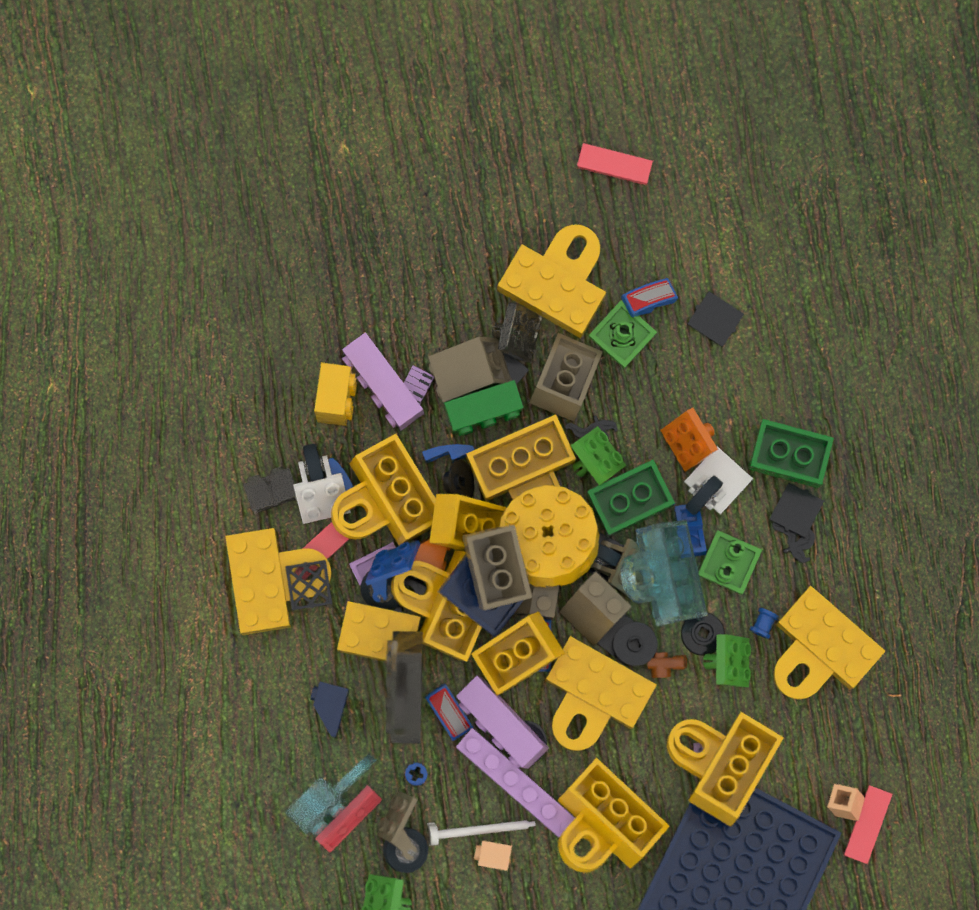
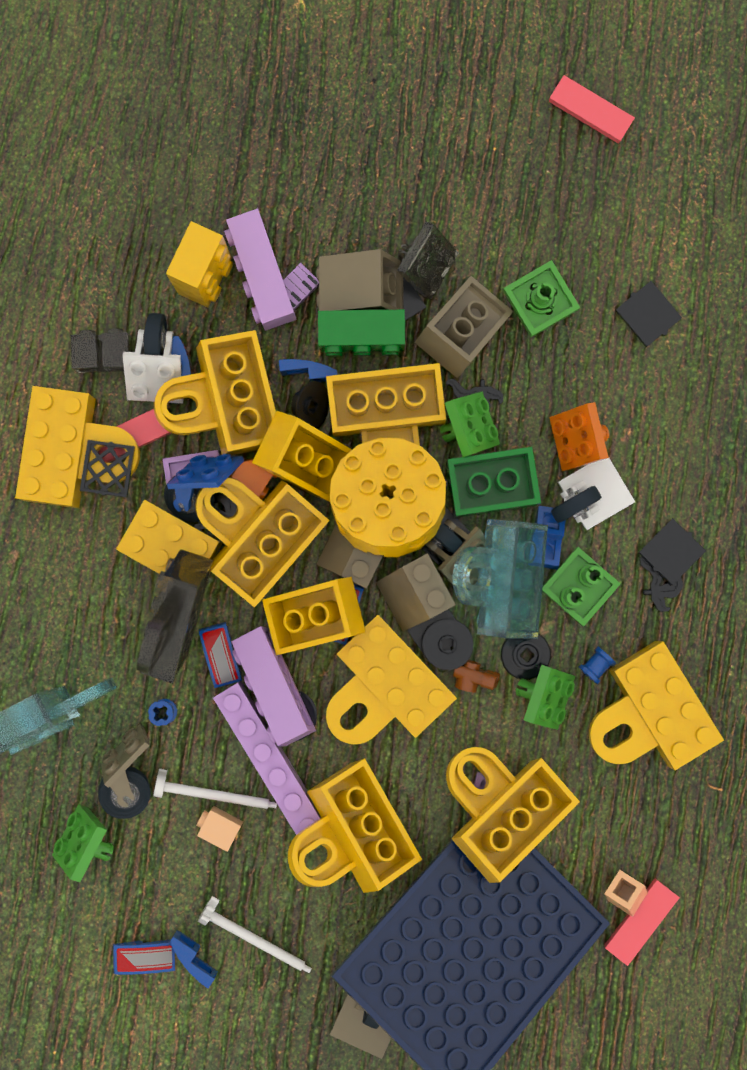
camera: 20 degrees right, 5 degrees up
(330, 705) = (91, 608): dark blue slope -> none
(348, 819) = (73, 738): coral tile -> none
(461, 593) = (292, 538): dark blue tile -> none
(497, 566) = (317, 514): dark tan slope -> none
(556, 284) = (485, 220): yellow brick -> none
(647, 297) = (582, 266): slope -> none
(790, 453) = (687, 487): green brick -> none

